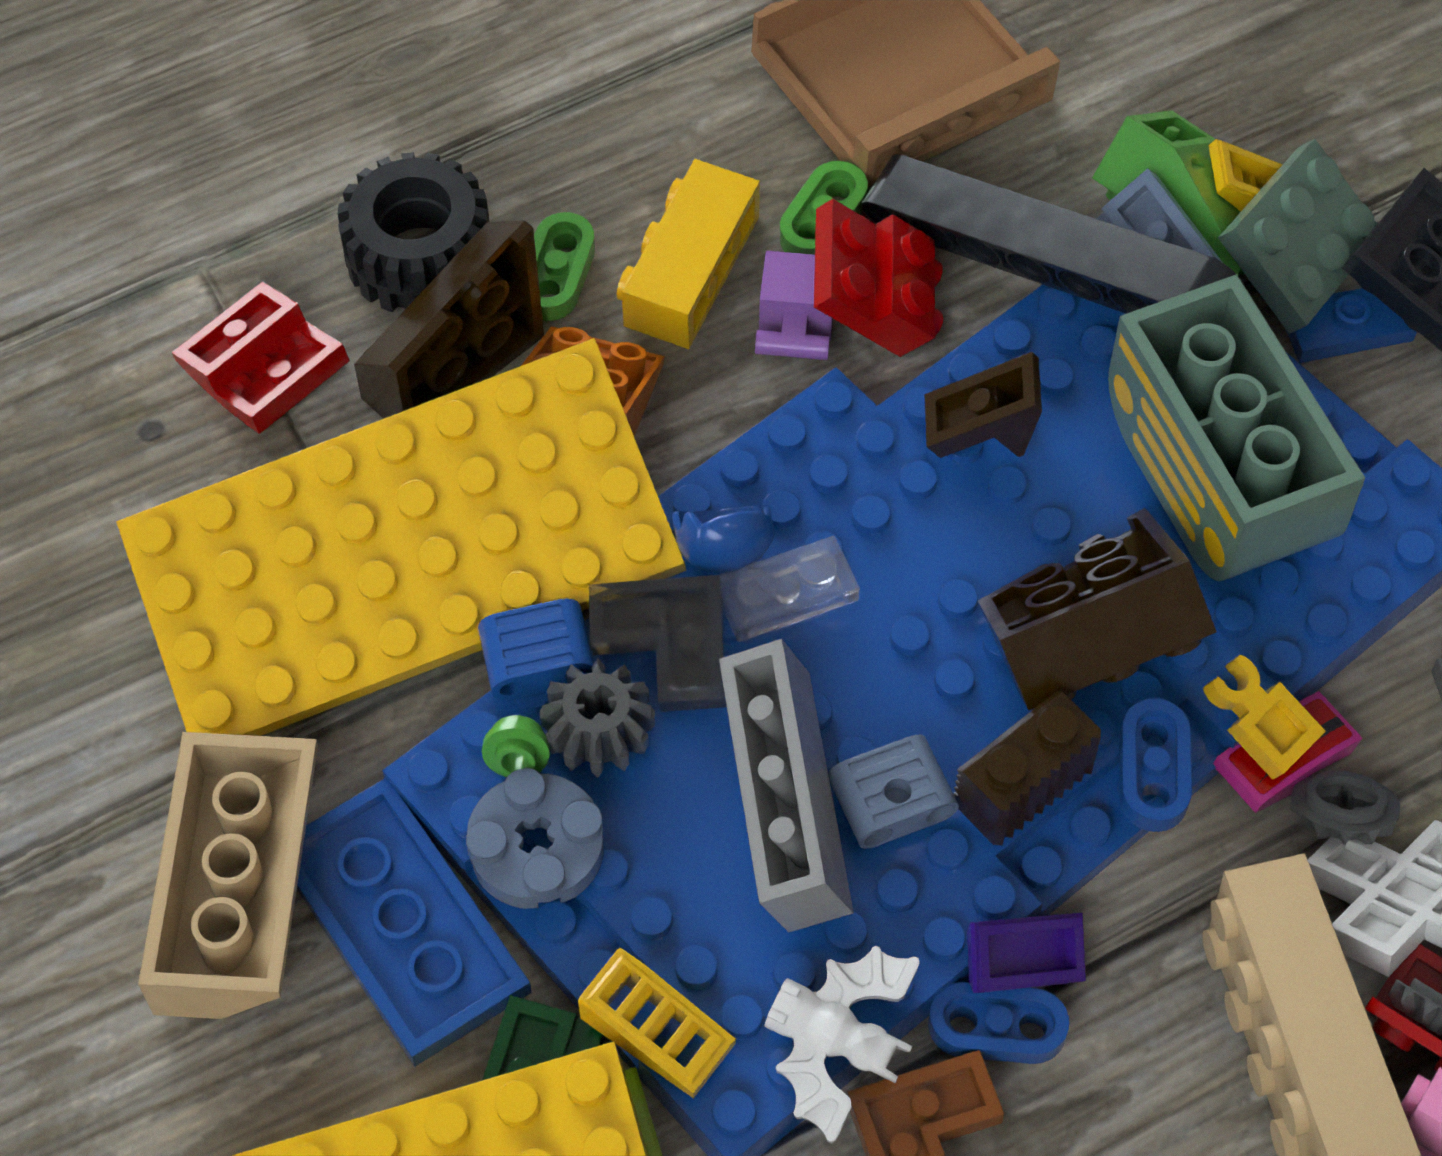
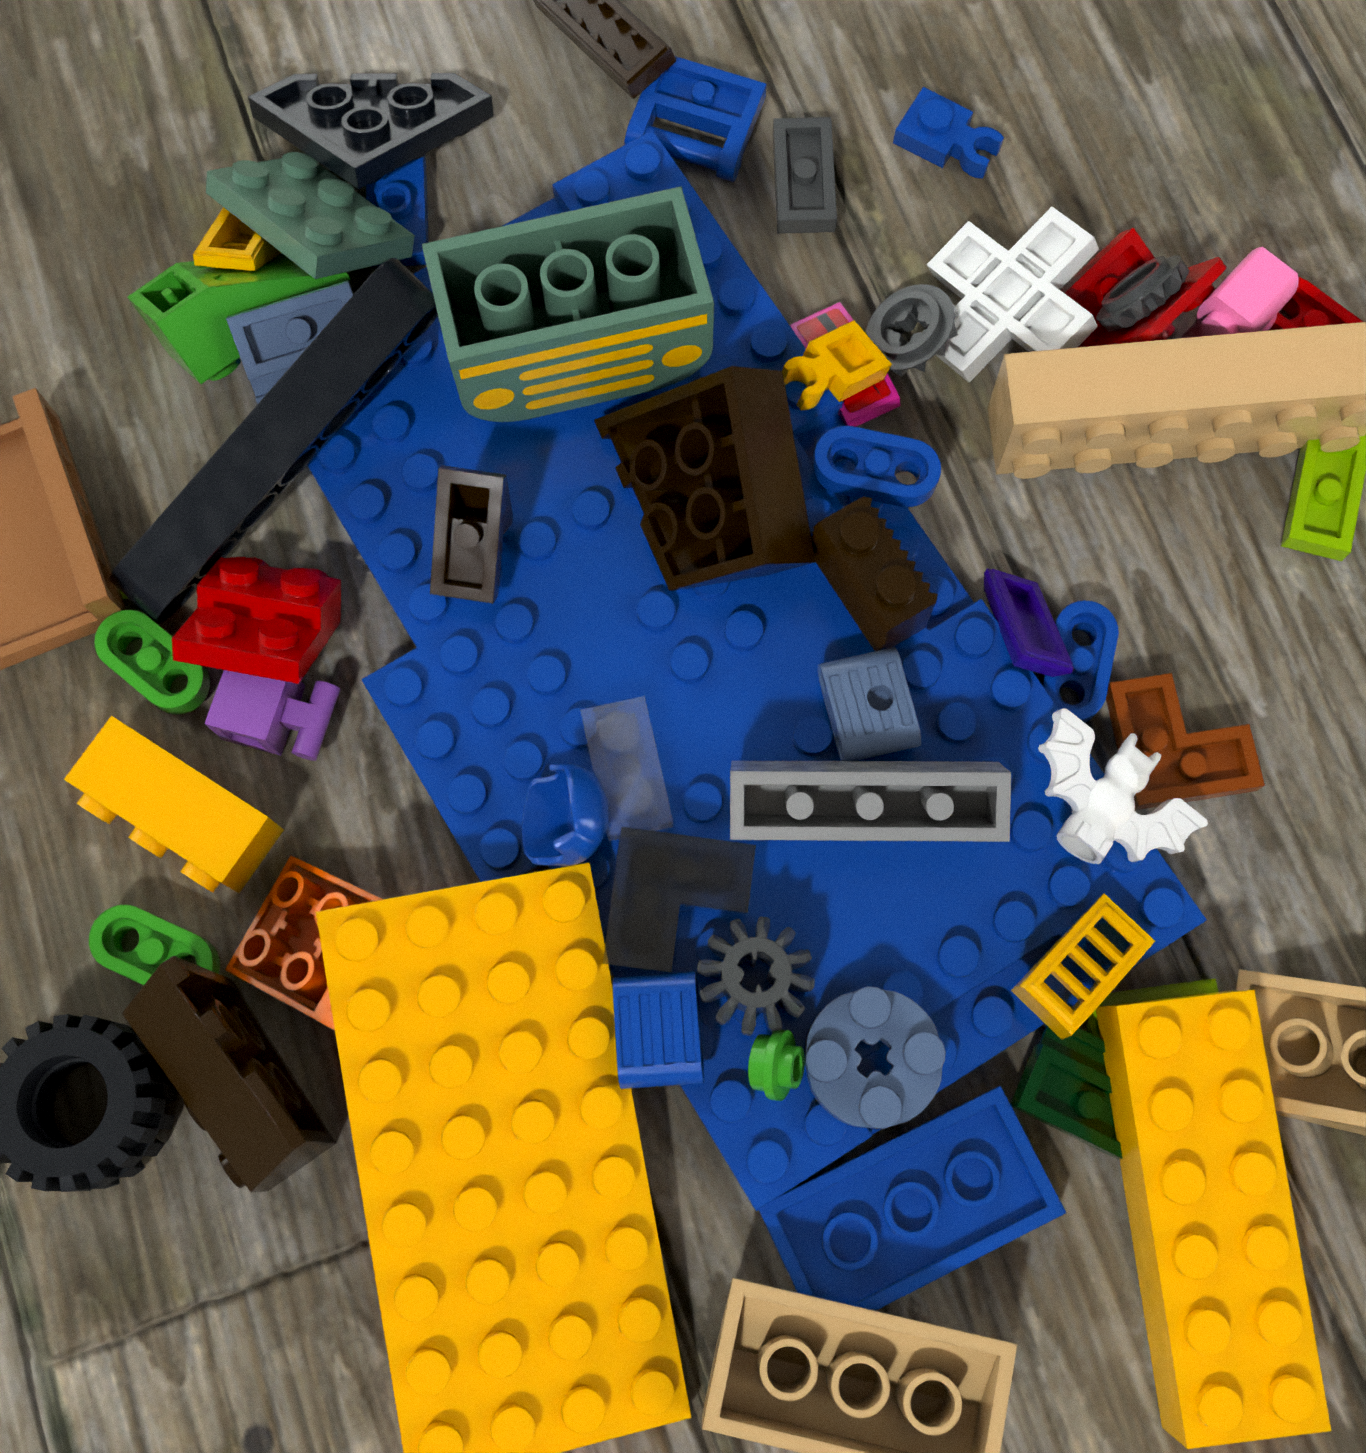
camera: 80 degrees left, 15 degrees up
(260, 357) = (193, 1303): red slope -> none

